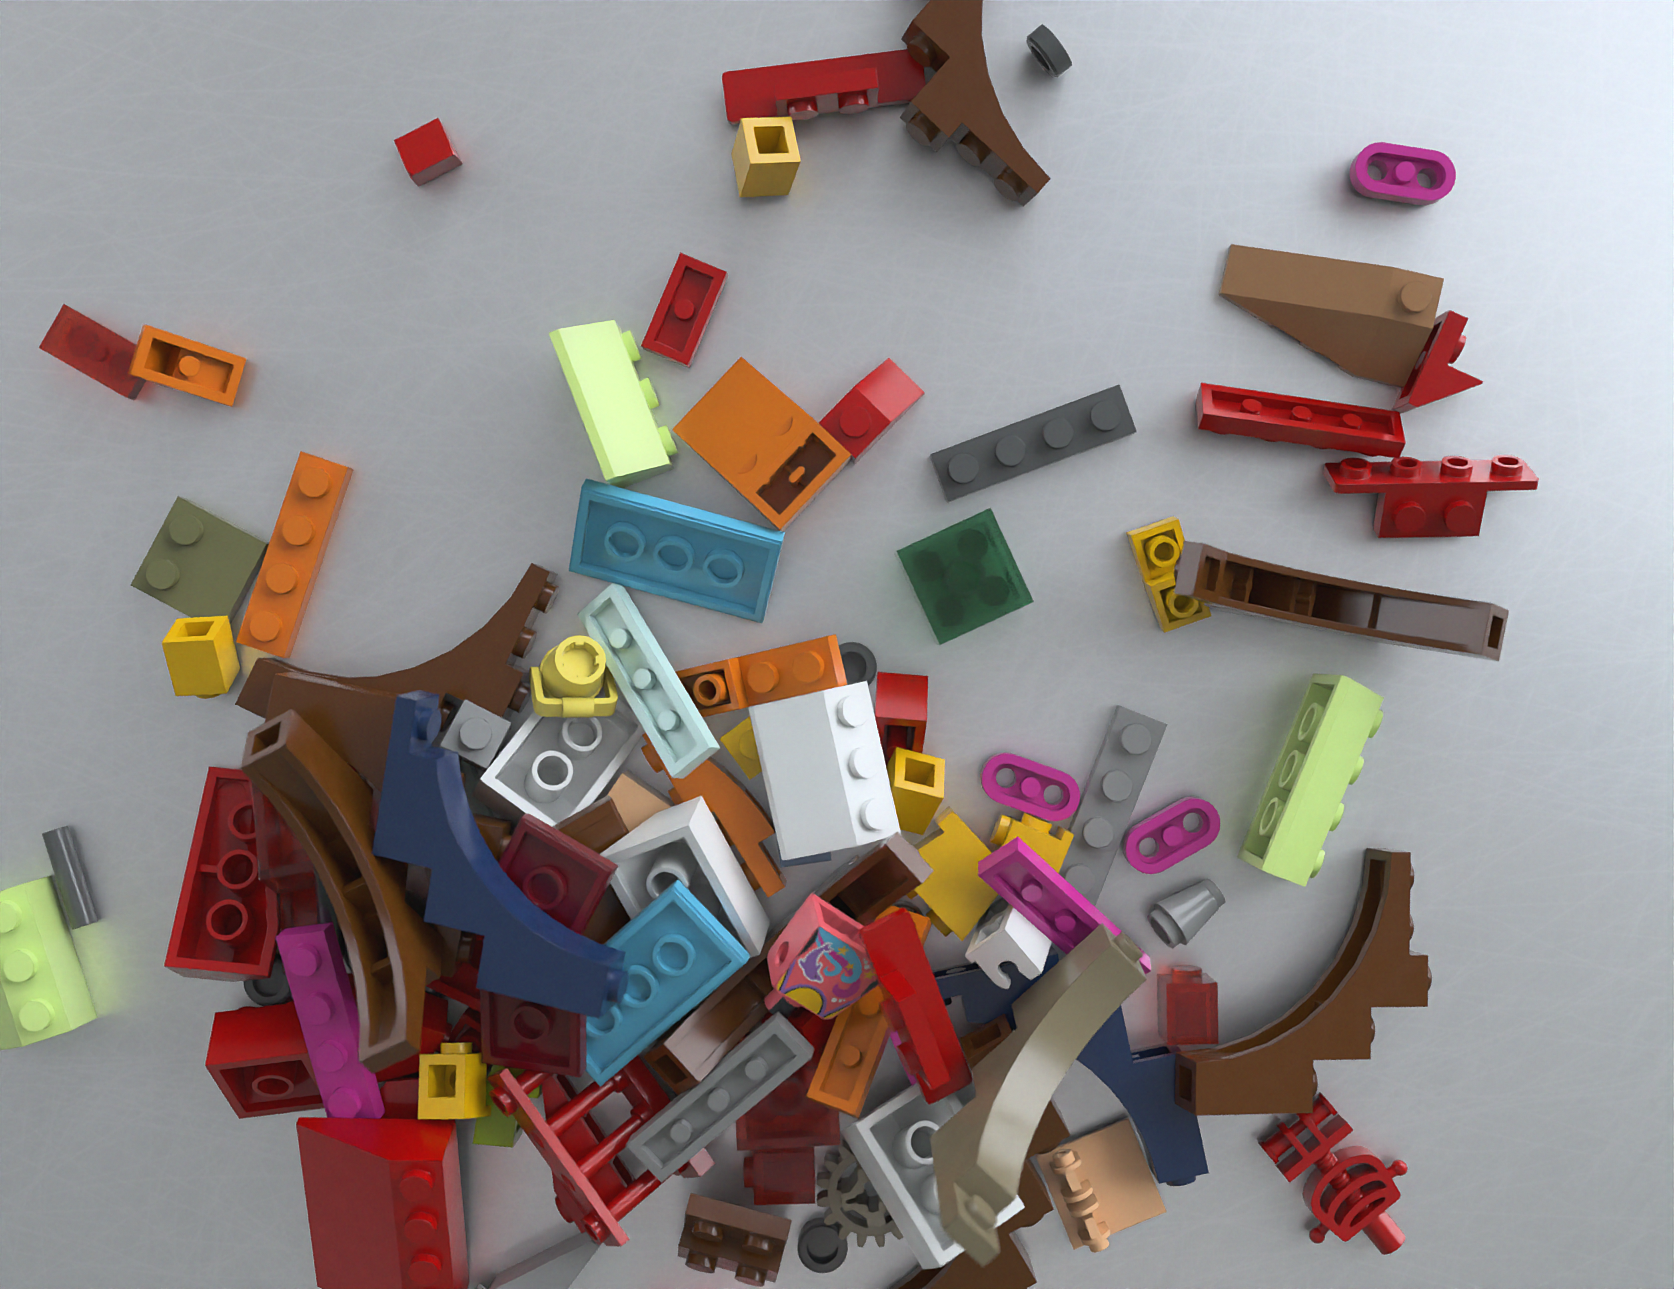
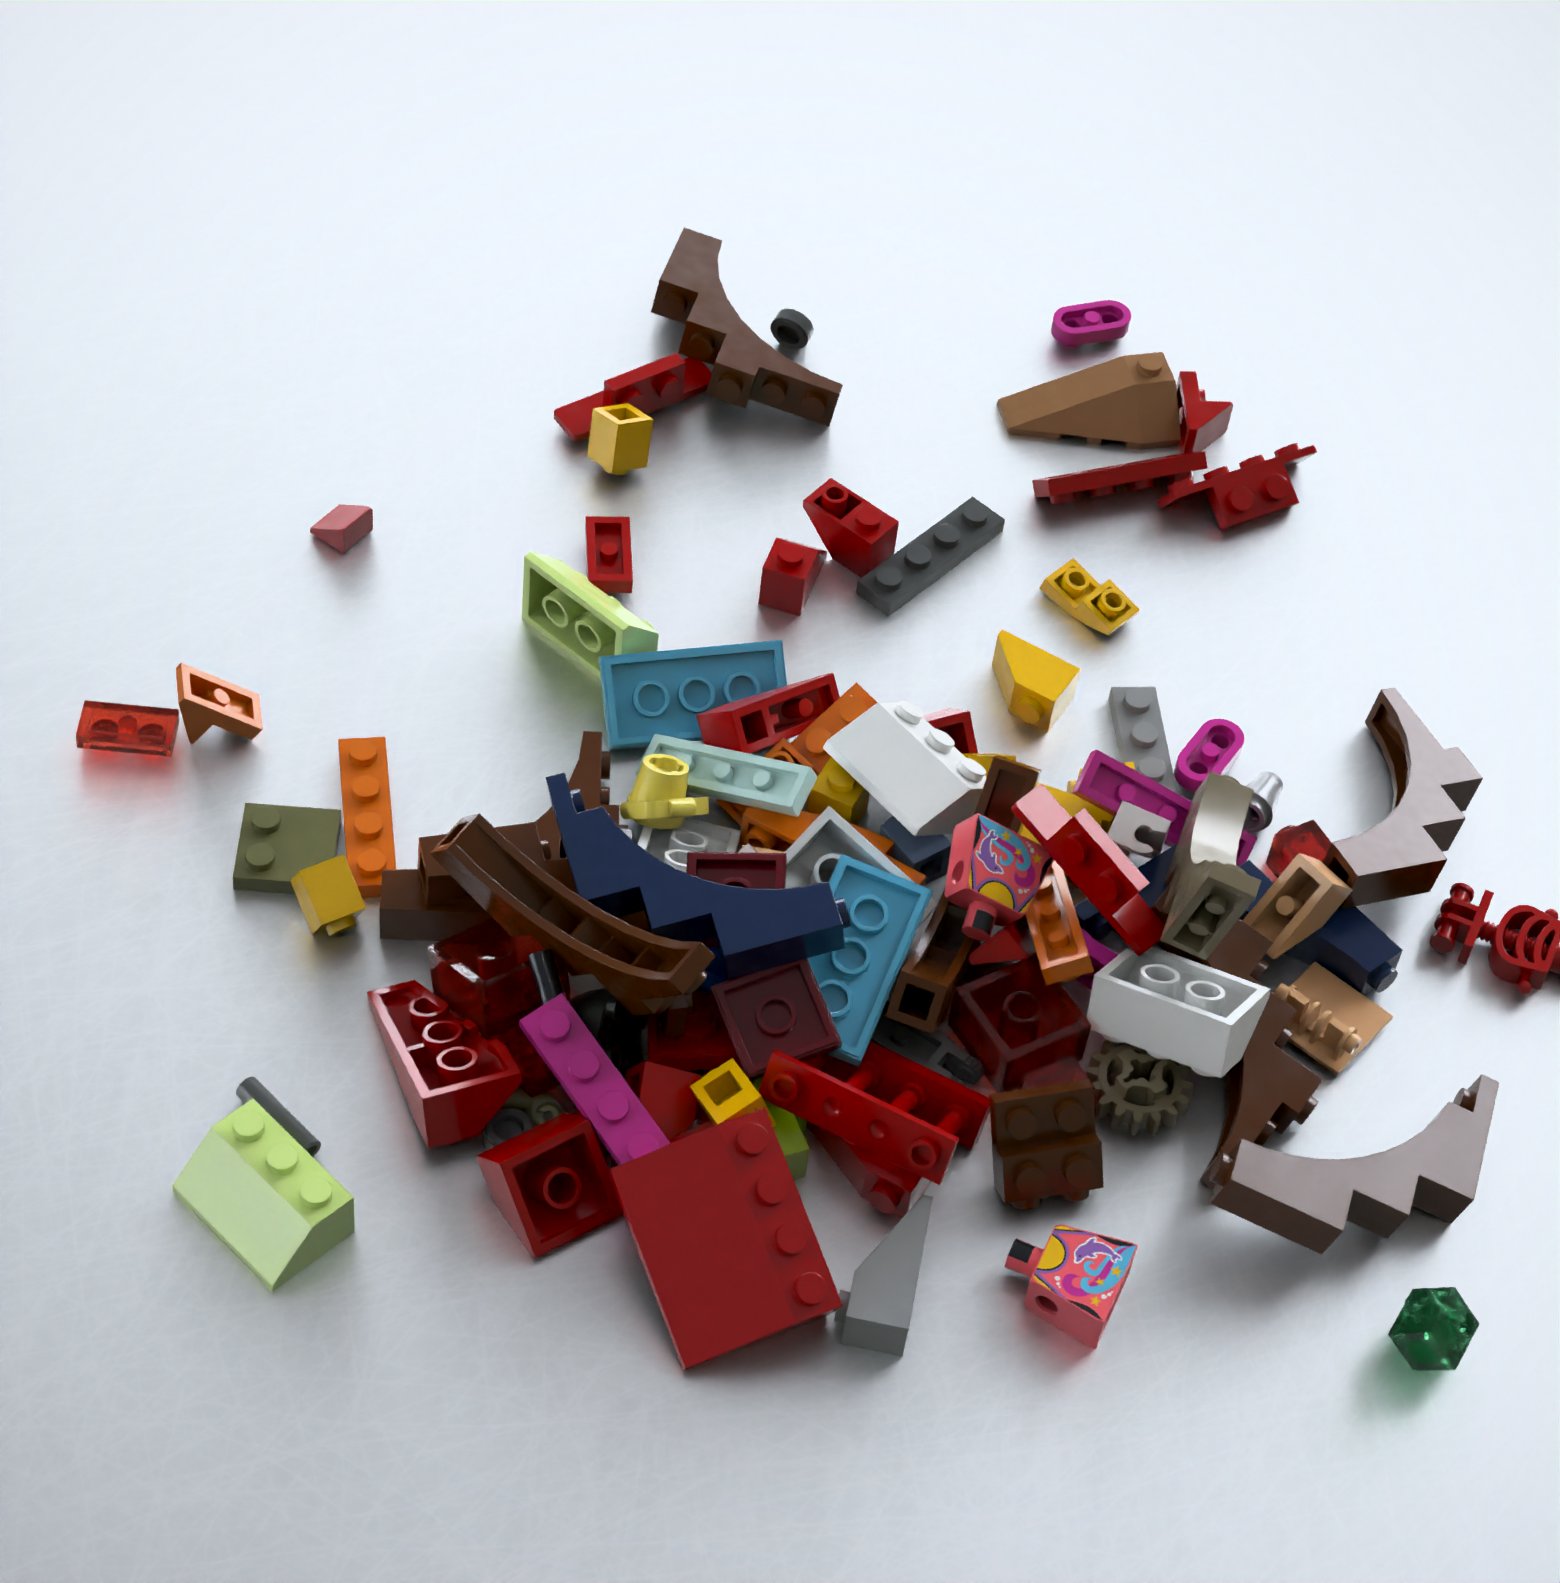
camera: 30 degrees left, 40 degrees down
(721, 1097) = (968, 1012): light grey plate -> none
(727, 621) = (768, 716): none -> red slope
(762, 444) = (726, 604): orange slope -> none
(821, 1247) = (1126, 1155): black tile -> none
(954, 383) = (851, 527): none -> red slope
(963, 577) = (934, 636): clear green brick -> none
(1028, 786) = (1065, 757): dark pink plate -> none
(1039, 671) = (1033, 681): none -> yellow slope
(1124, 1100) = (1297, 903): none -> light nougat slope
(1312, 778) = (1287, 675): yellowish green slope -> none
(1339, 604) = (1271, 552): reddish brown arch -> none

